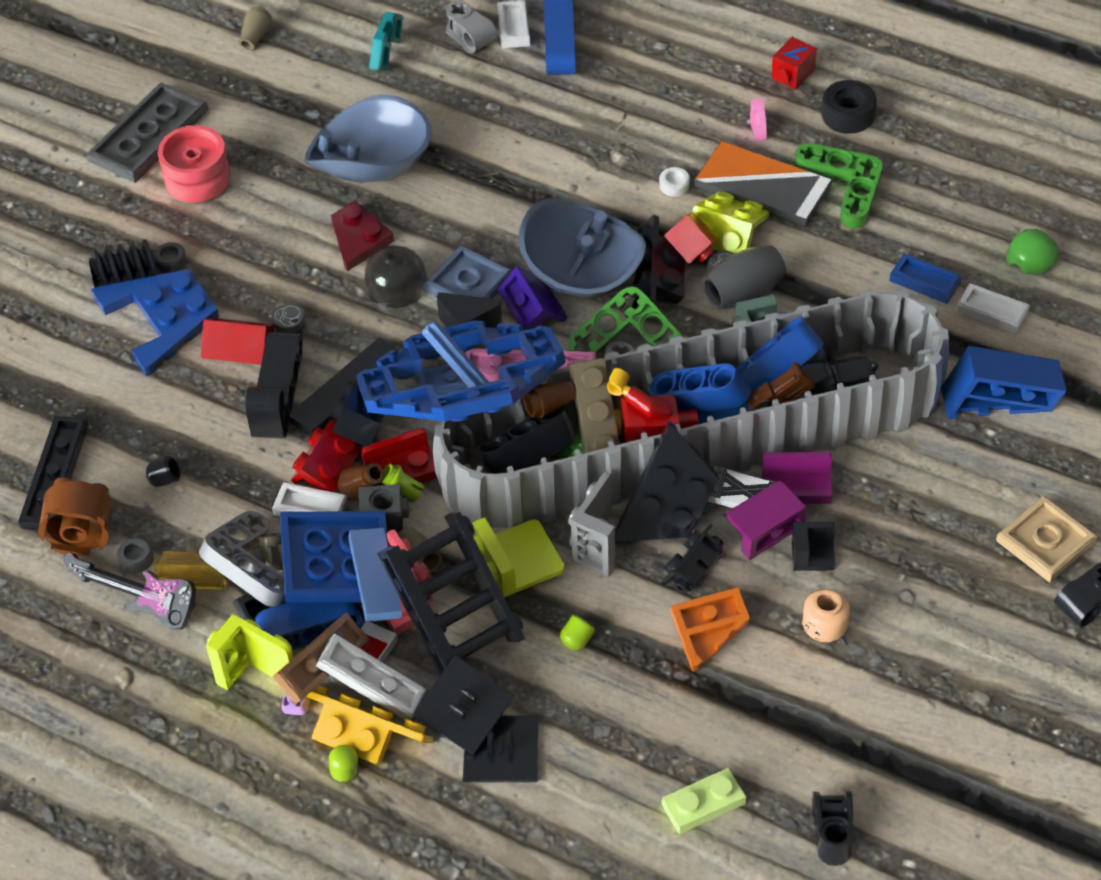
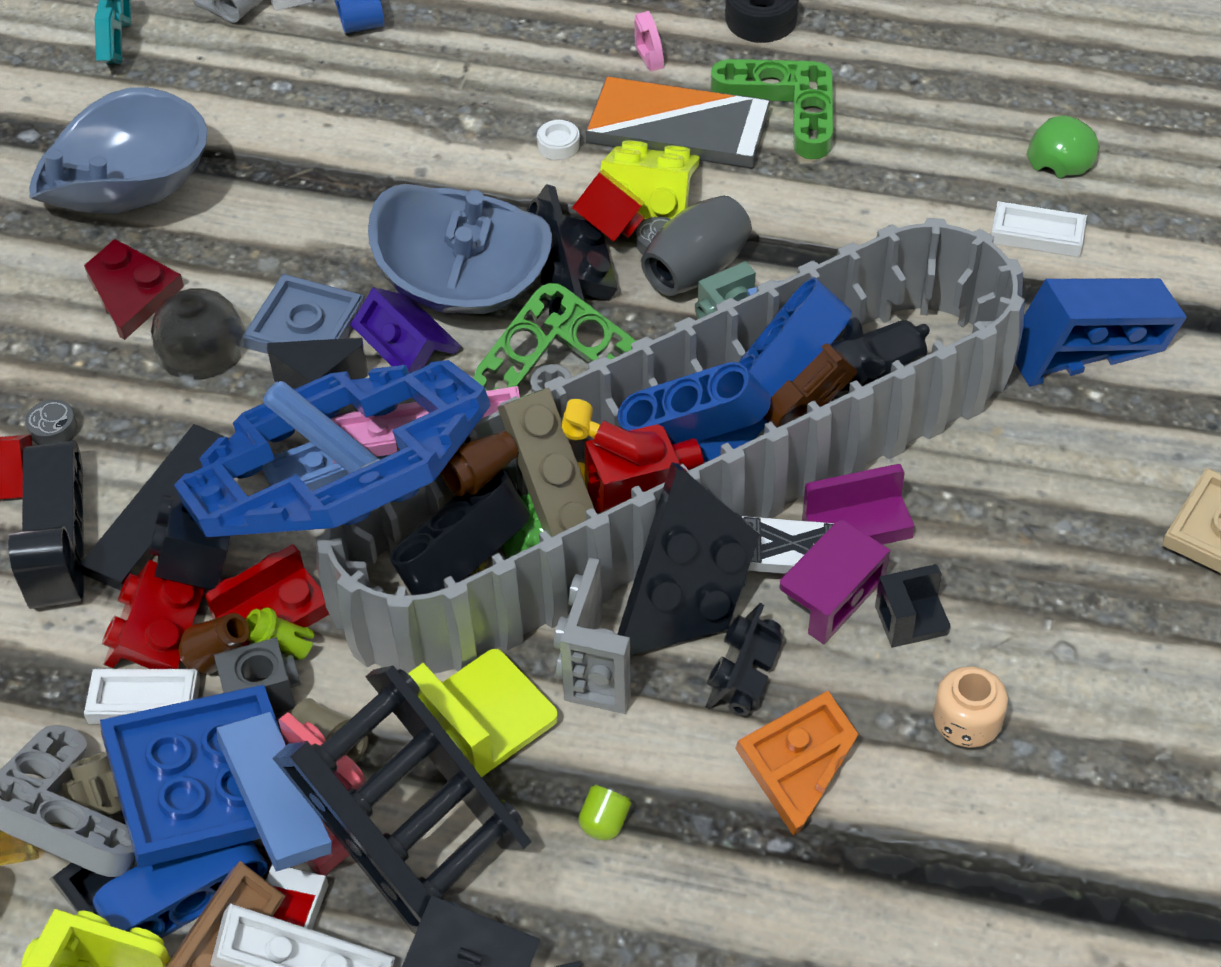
camera: 15 degrees left, 0 degrees up
(925, 278) = (917, 201): blue tile -> none

